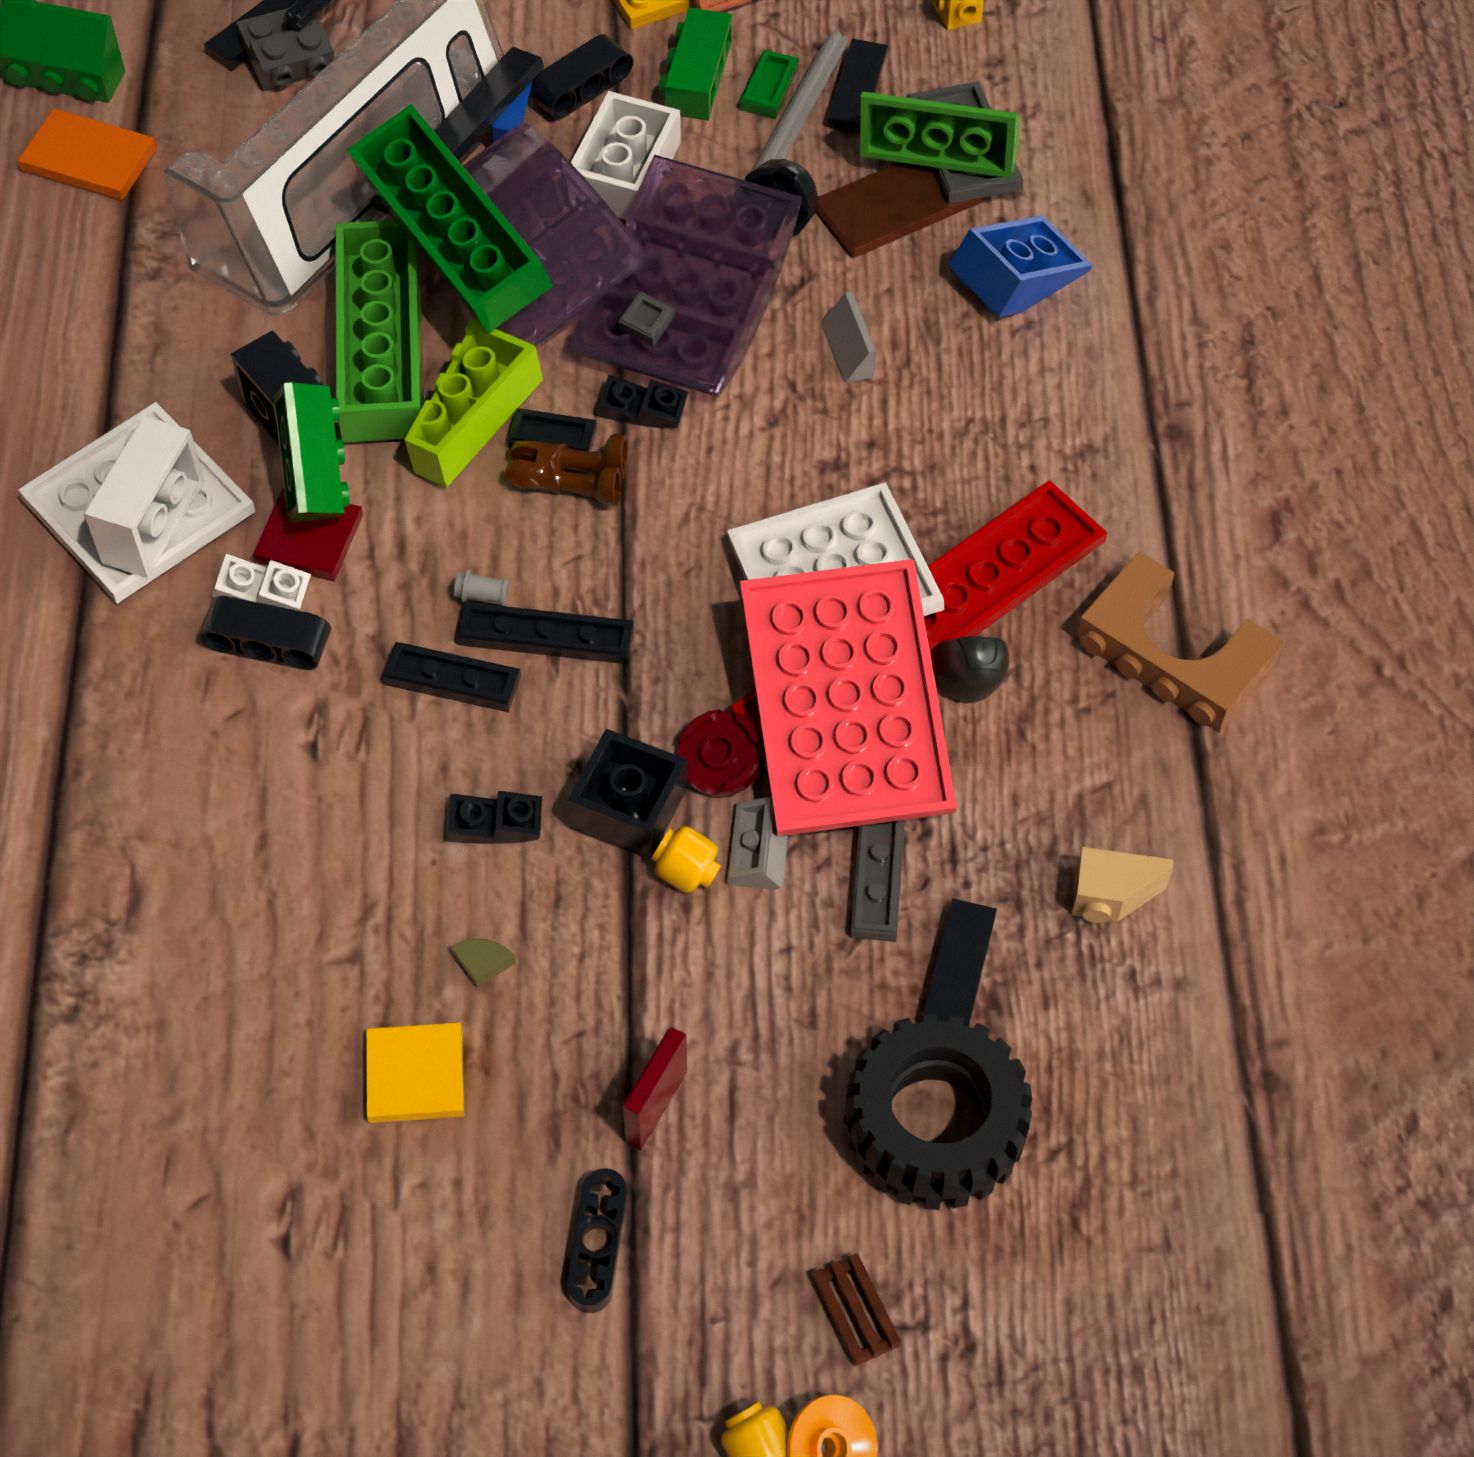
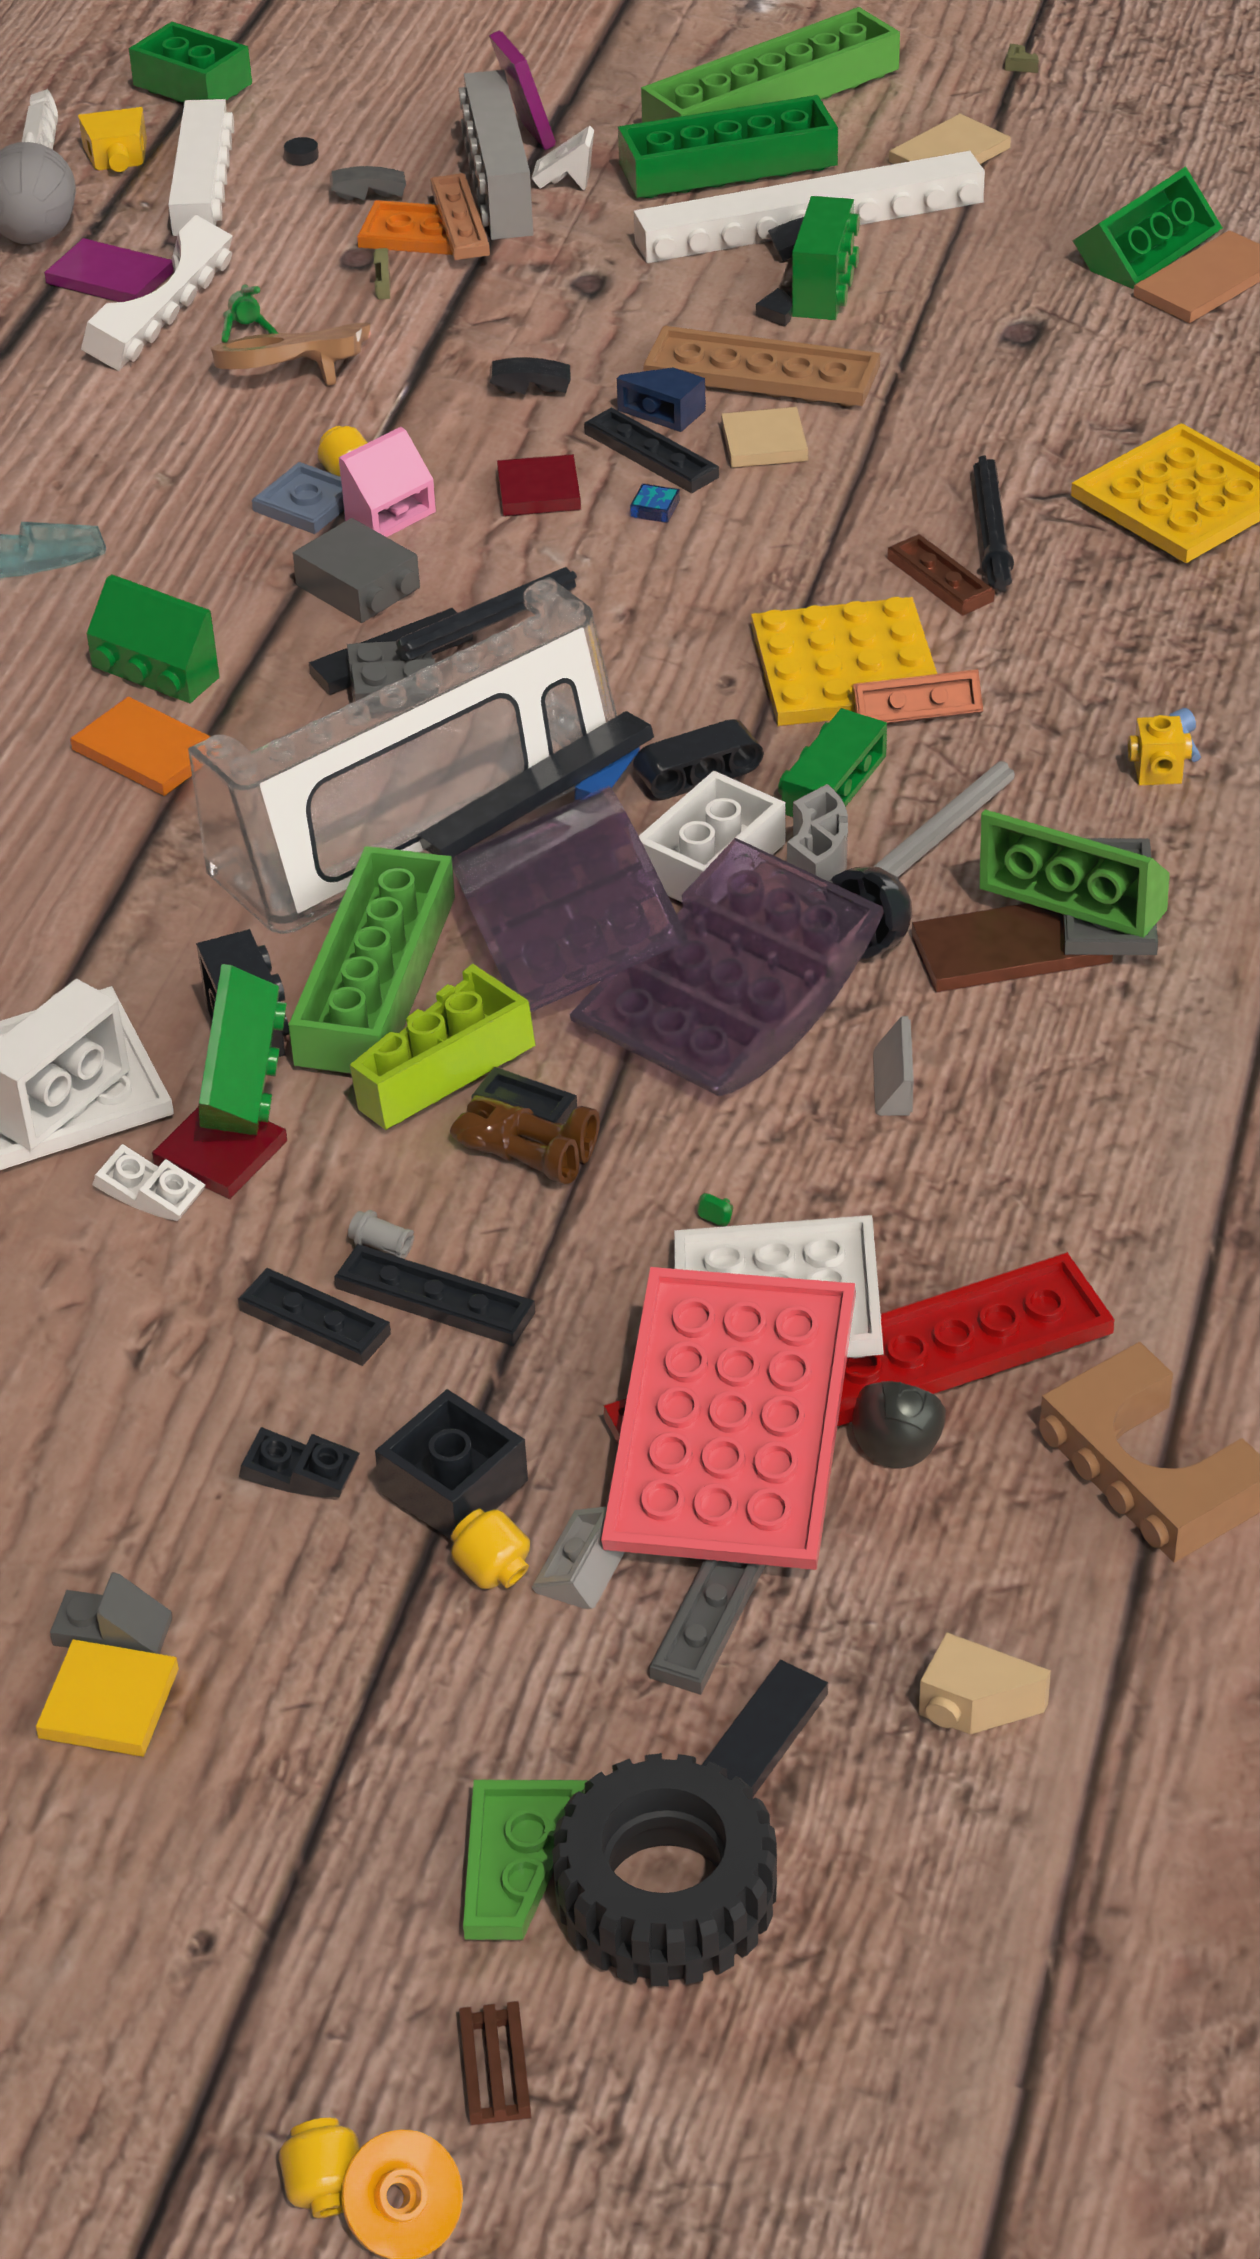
camera: 20 degrees right, 15 degrees down
(265, 632) = (131, 1229): black beam -> none
(396, 1002) = (117, 1618): none -> dark grey slope
(450, 218) = (479, 856): green brick -> none
(482, 959) = (229, 1602): olive tile -> none
(605, 1275) = (233, 1939): black beam -> none
(646, 318) = (665, 999): dark grey tile -> none
(648, 406) = (642, 1094): black slope -> none
(655, 1088) = (353, 1766): dark red tile -> none
(715, 133) = (819, 834): none -> light grey brick
(721, 753) = (573, 1452): dark red tile -> none
(749, 501) = (715, 1209): none -> green rock
(769, 84) = (909, 803): green tile -> none
(803, 1122) = (511, 1853): none -> bright green wing
(859, 74) = (1024, 799): black tile -> none
(1017, 263) = (1119, 1027): blue slope -> none

